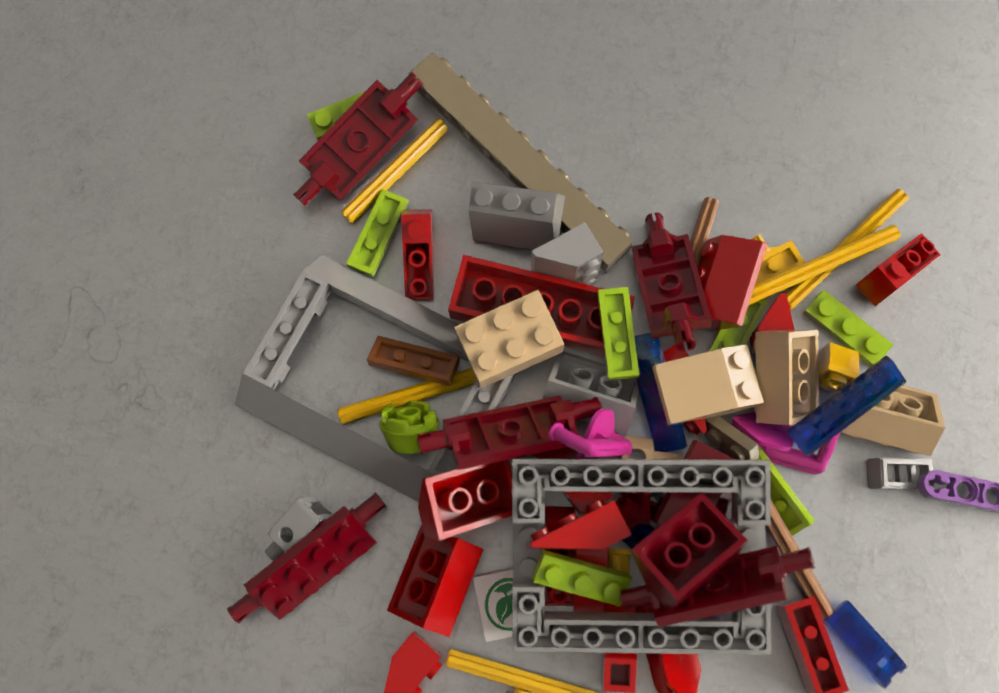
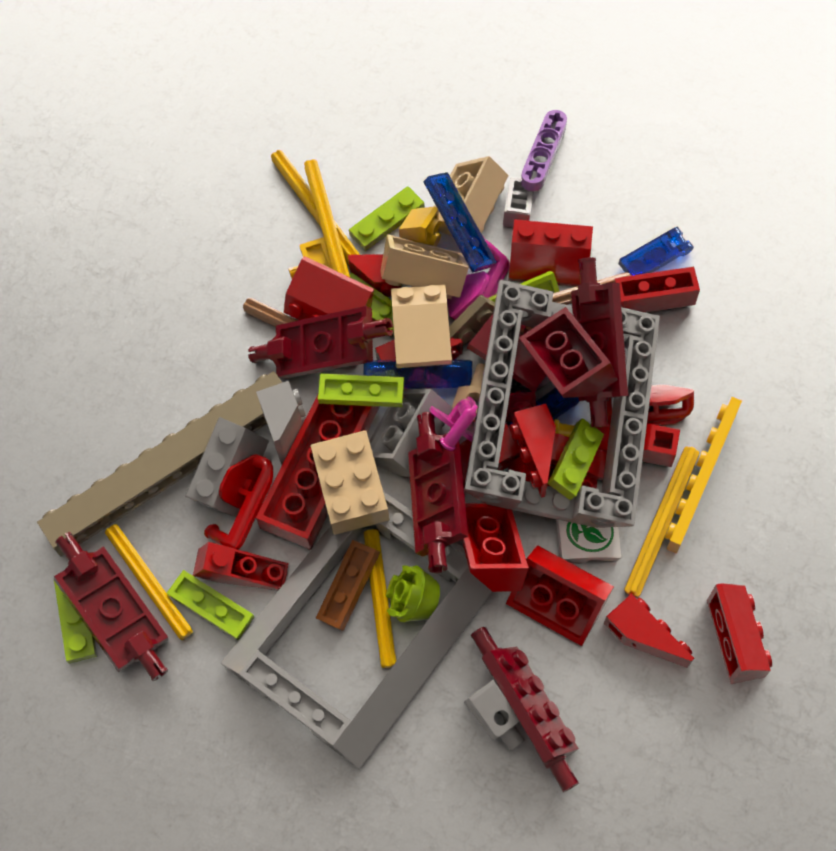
camera: 80 degrees left, 10 degrees down
(498, 238) = (244, 488): none -> red piece
(843, 517) = (548, 247): none -> red slope
(898, 269) = (344, 170): red slope -> none

